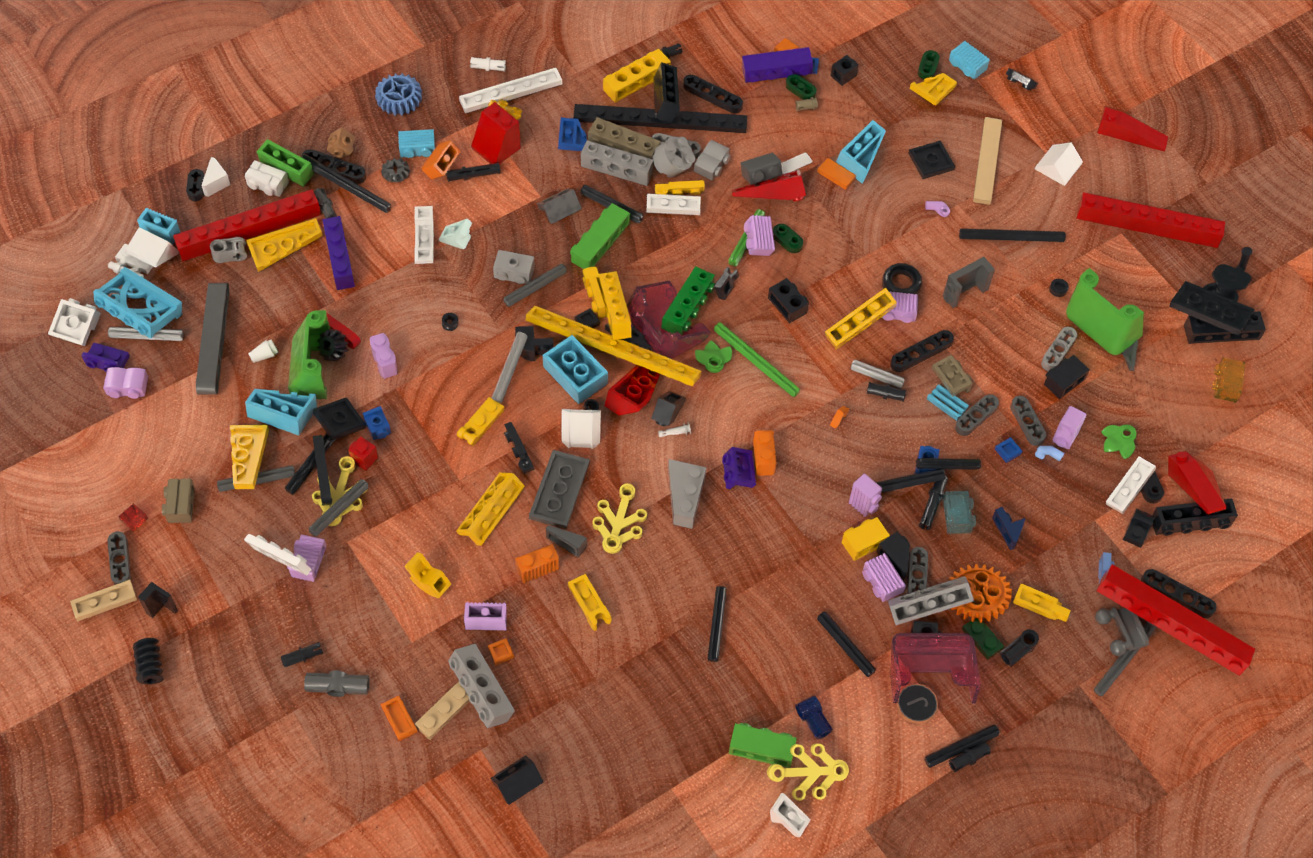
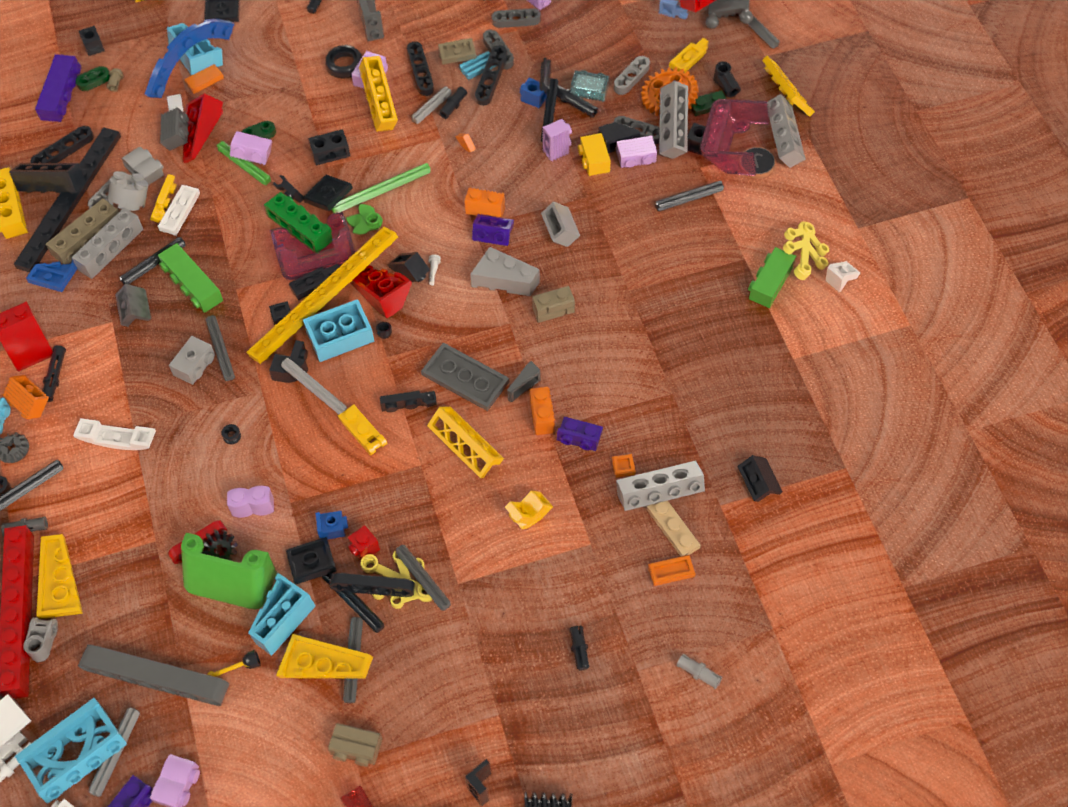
camera: 70 degrees left, 0 degrees up
(238, 401) = (250, 660): none -> hinge
(263, 351) = (193, 621): white cone -> none
(274, 551) = (469, 637): white plate -> none
(299, 762) = (699, 671): none -> light grey pin
(312, 550) = (469, 622): lavender brick -> none
(336, 683) = (621, 619): dark grey piece -> none
(338, 253) = (98, 521): dark purple brick -> none
(457, 234) = (126, 403): light aqua slope -> none
(485, 616) = (588, 465): lavender brick -> none
(525, 604) = (579, 433): none -> dark purple bracket
(581, 428) = (408, 340): white slope -> none
(589, 601) = (594, 378): yellow plate -> none
(591, 283) = (252, 296): yellow plate -> none
(615, 305) = (280, 279): yellow brick -> none
(618, 522) = (514, 337): light yellow plant -> none
(662, 543) = (553, 304): none -> dark tan brick
(717, 622) = (644, 284): black axle -> none
(733, 315) = (327, 192): none -> black tile
(760, 526) = (560, 224): none -> light grey brick
(785, 44) = (38, 79): orange tile -> none
(811, 712) = (749, 235): clear blue piece -> none
(856, 138) = (181, 44): none -> blue plate
(934, 412) = (491, 75): none -> black beam
(939, 206) = (276, 16): lavender arm -> none
(961, 745) = (809, 163): black axle -> none
(965, 721) = (785, 131): none -> light grey brick
(969, 756) = (813, 139): black pin -> none
(980, 541) = (629, 82): none -> light grey beam
(1008, 450) = (539, 38): blue tile -> none
(1008, 530) = (617, 57): dark blue slope -> none
(1032, 712) = (786, 86): none -> yellow wing
(1049, 450) = (549, 13): light blue arm -> none

